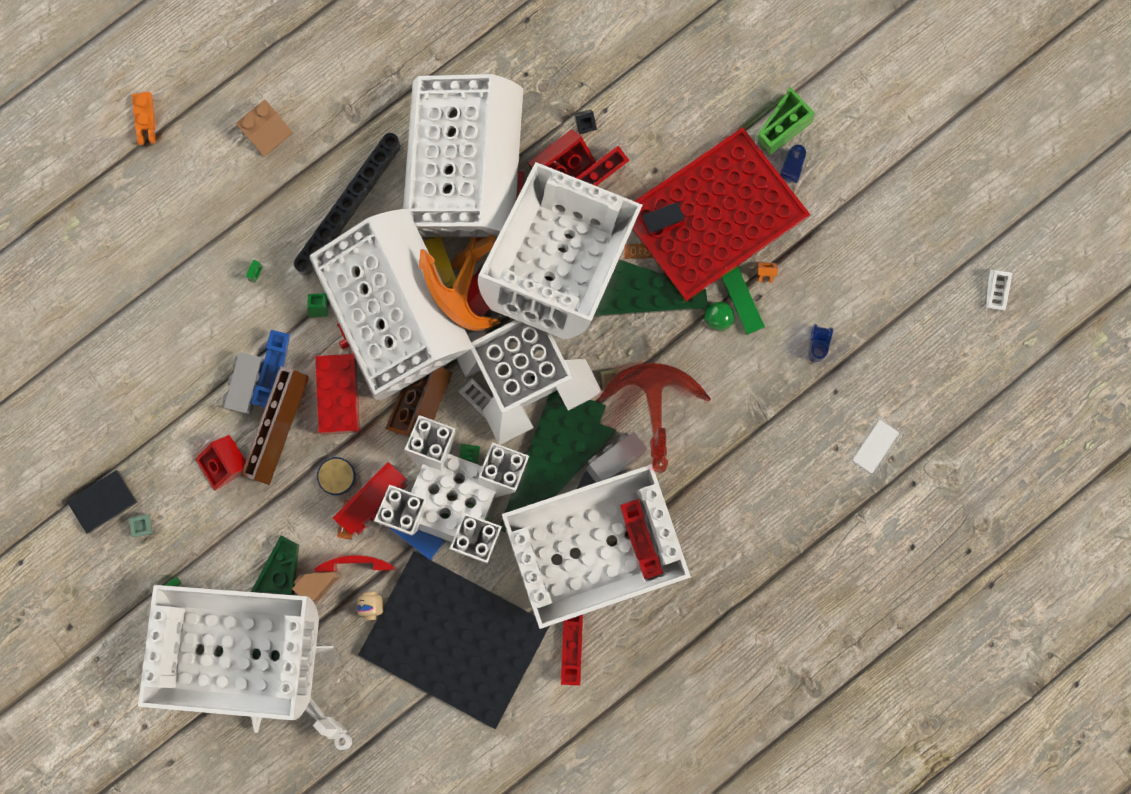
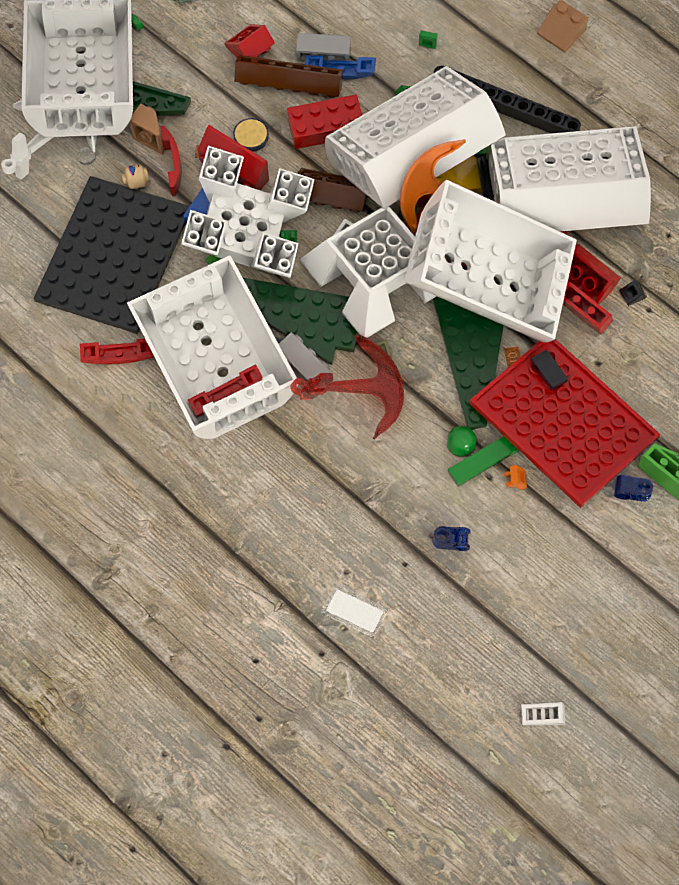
camera: 85 degrees right, 15 degrees down
(443, 241) = (485, 179): none -> black axle

